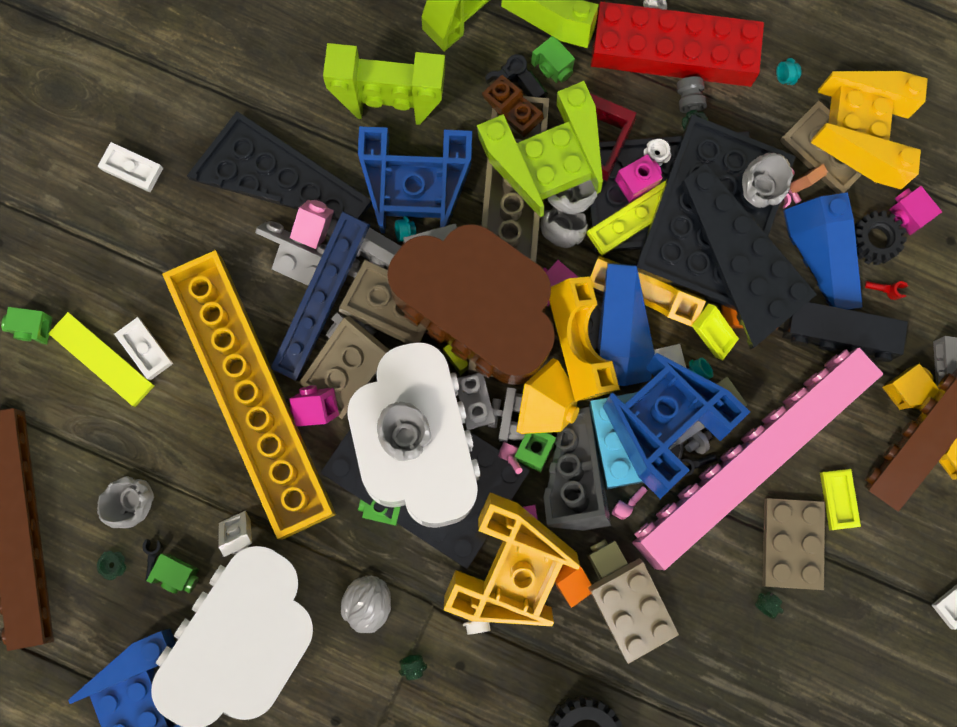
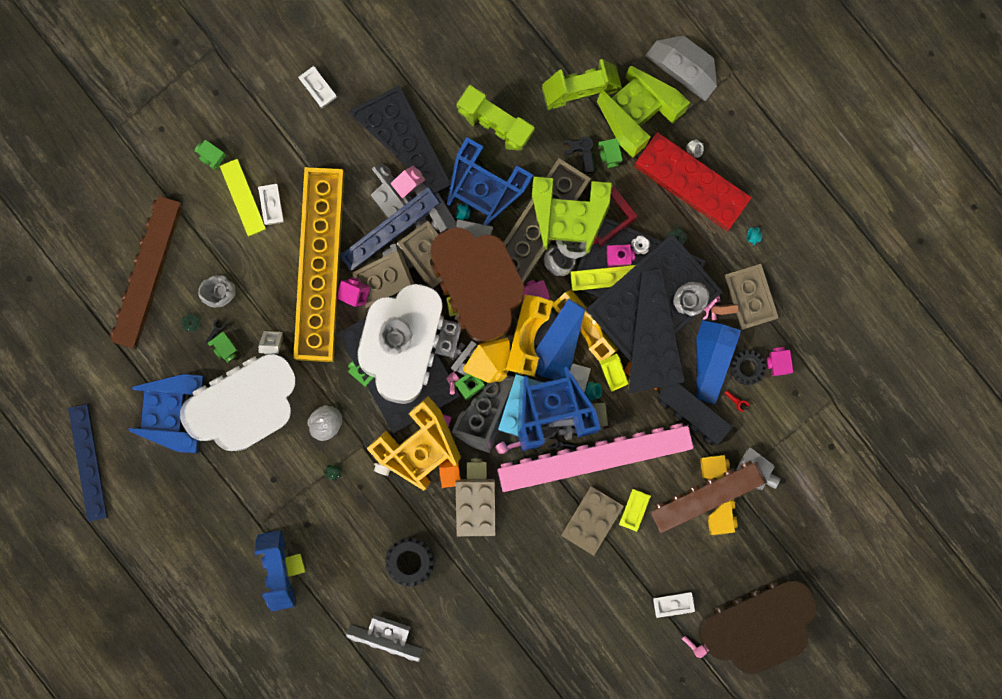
camera: 35 degrees right, 5 degrees up
(509, 100) = (565, 172): reddish brown slope -> none
(691, 94) = (684, 218): dark grey wheel -> none
(769, 604) = (557, 547): clear green plate -> none
(862, 123) = (778, 290): yellow wedge -> none

